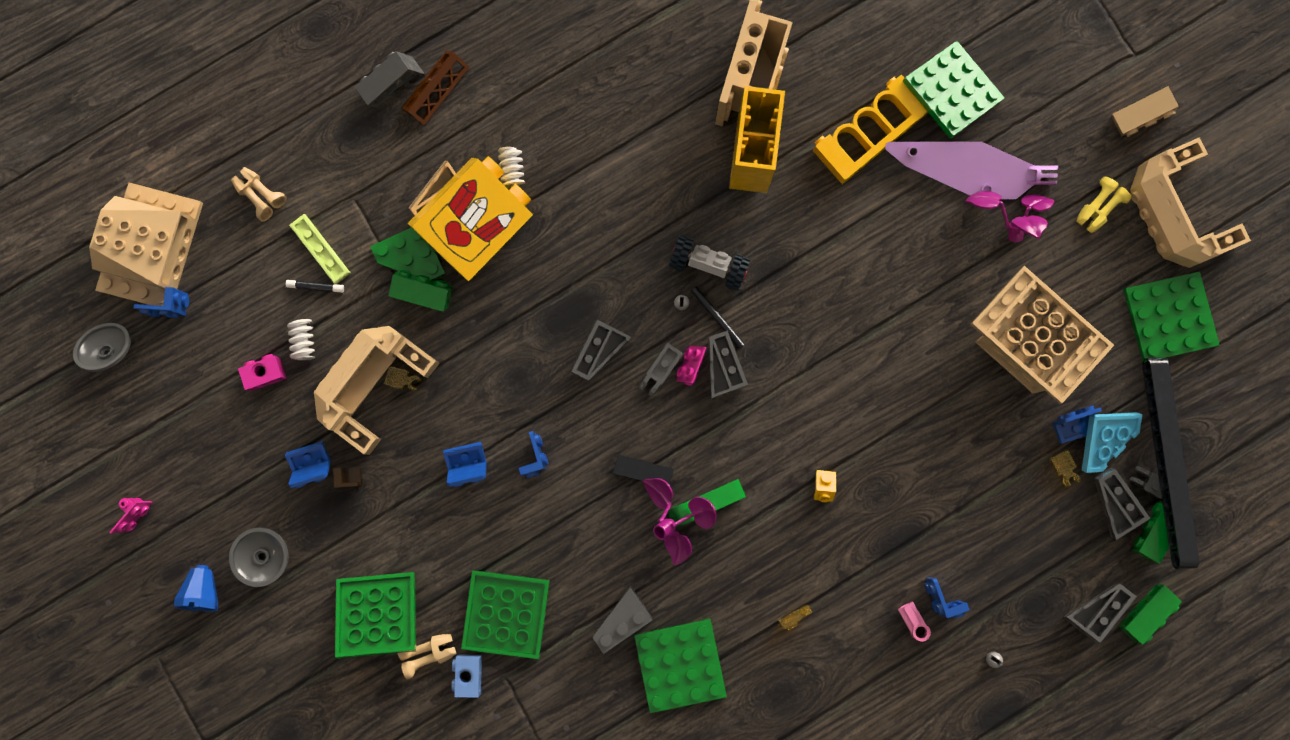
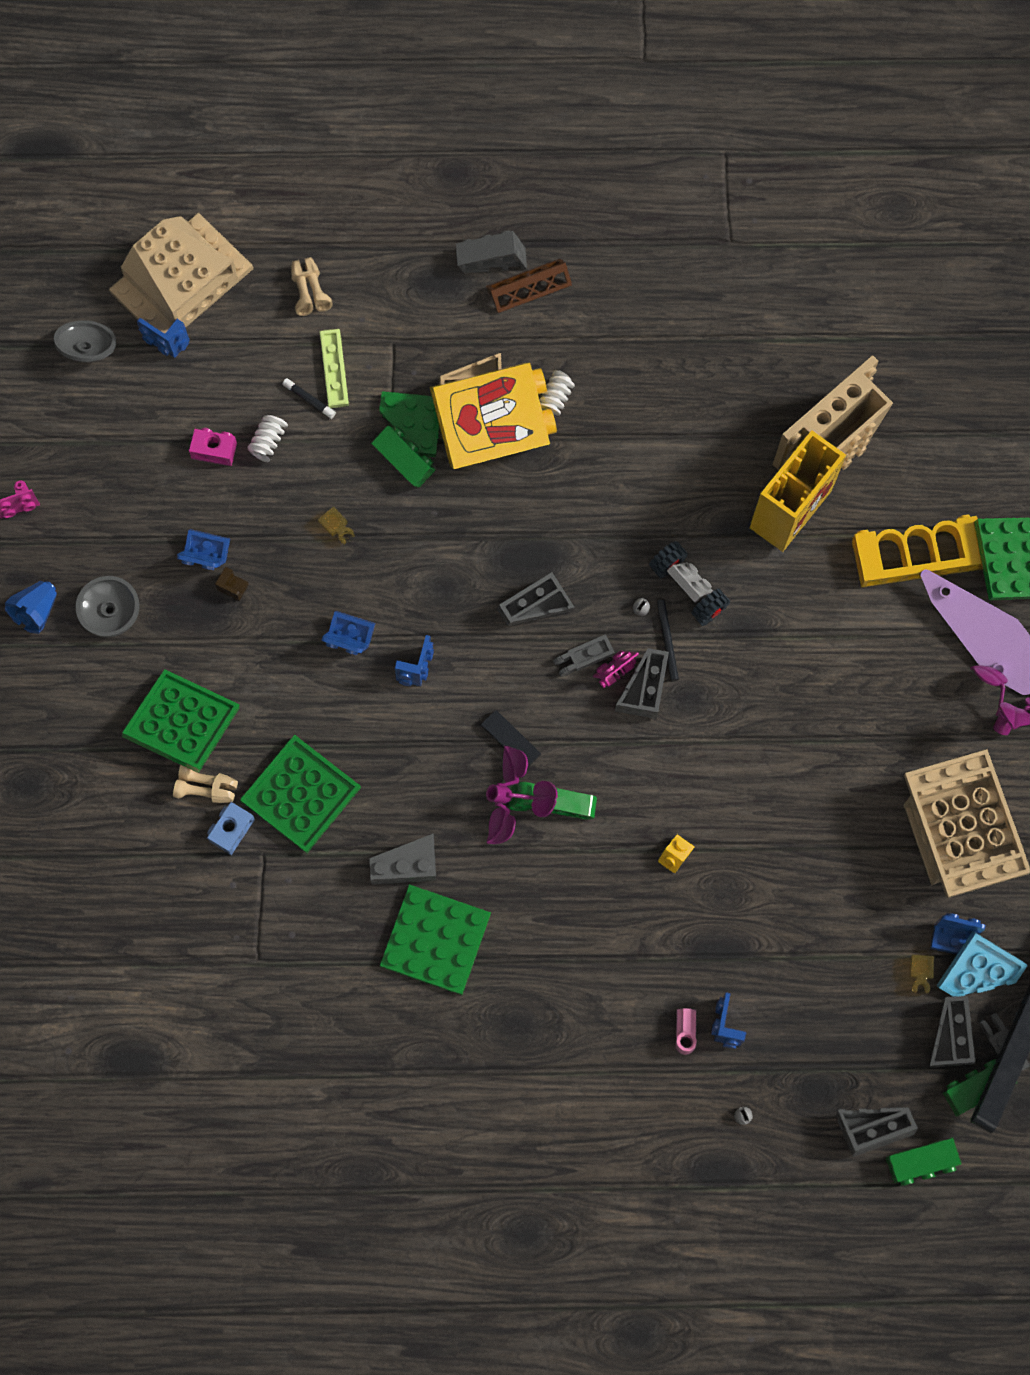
camera: 25 degrees right, 10 degrees down
(356, 376) = (301, 496): tan wedge -> none
(791, 620) = (567, 958): clear yellow plate -> none

